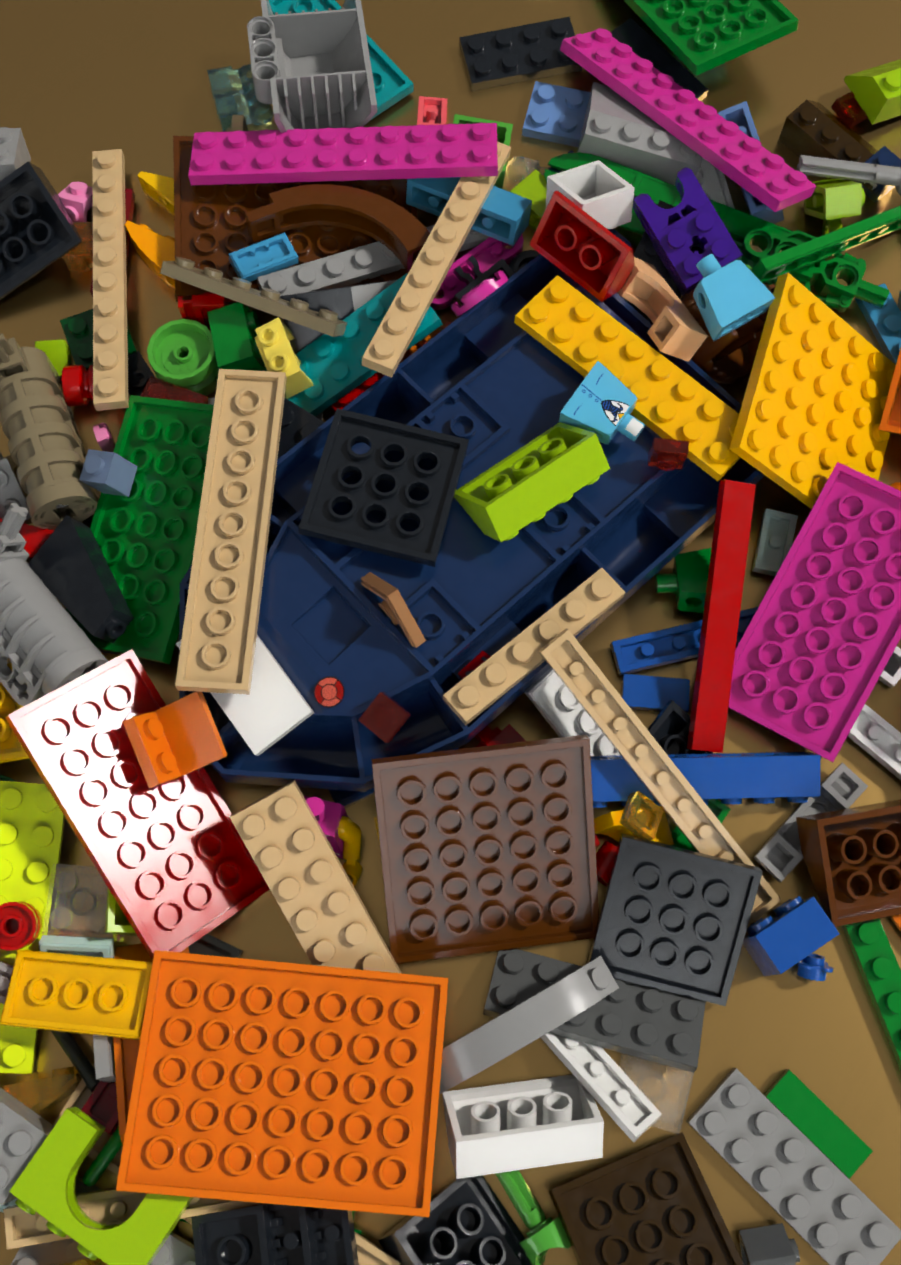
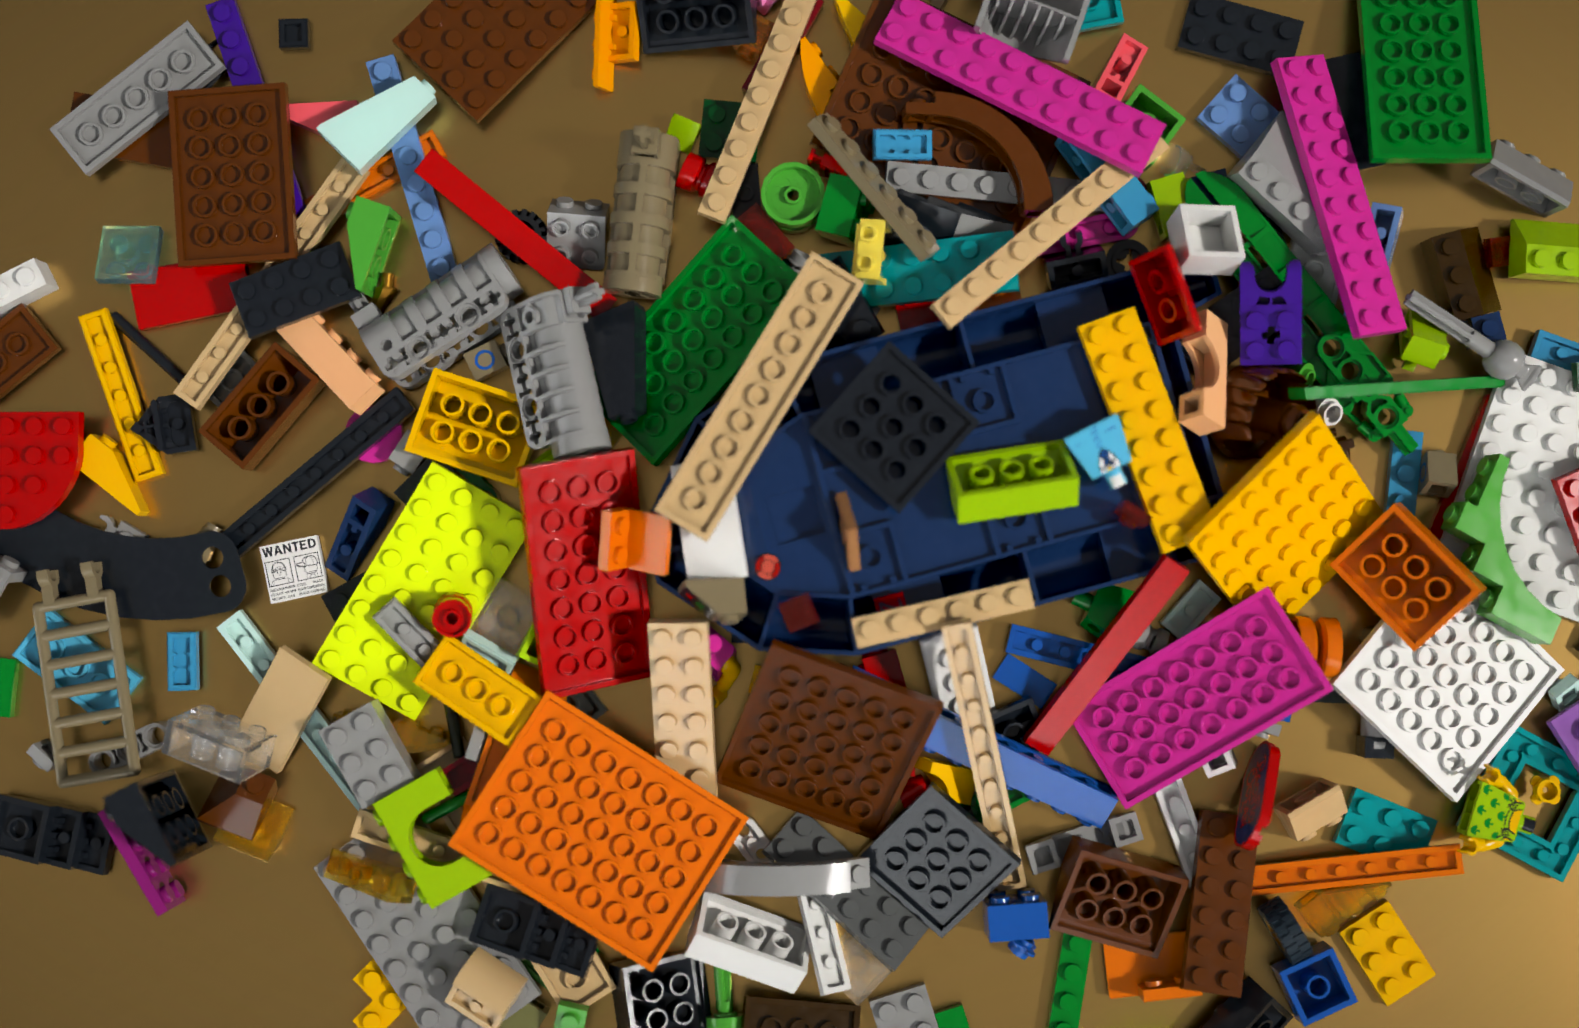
camera: 25 degrees right, 15 degrees up
(104, 437) = (693, 229): bright pink tile -> none
(108, 472) = (682, 281): sand blue brick -> none
(290, 751) = (717, 598): none -> dark tan slope
(469, 1008) = (751, 842): none -> white plate
(479, 293) = (1064, 281): dark pink tile -> none
(641, 816) = (954, 777): clear yellow plate -> none
(729, 295) = (1258, 408): medium azure torso -> none
(756, 586) = (1152, 639): none -> light grey wheel
(833, 45) = (1525, 179): none -> light grey slope

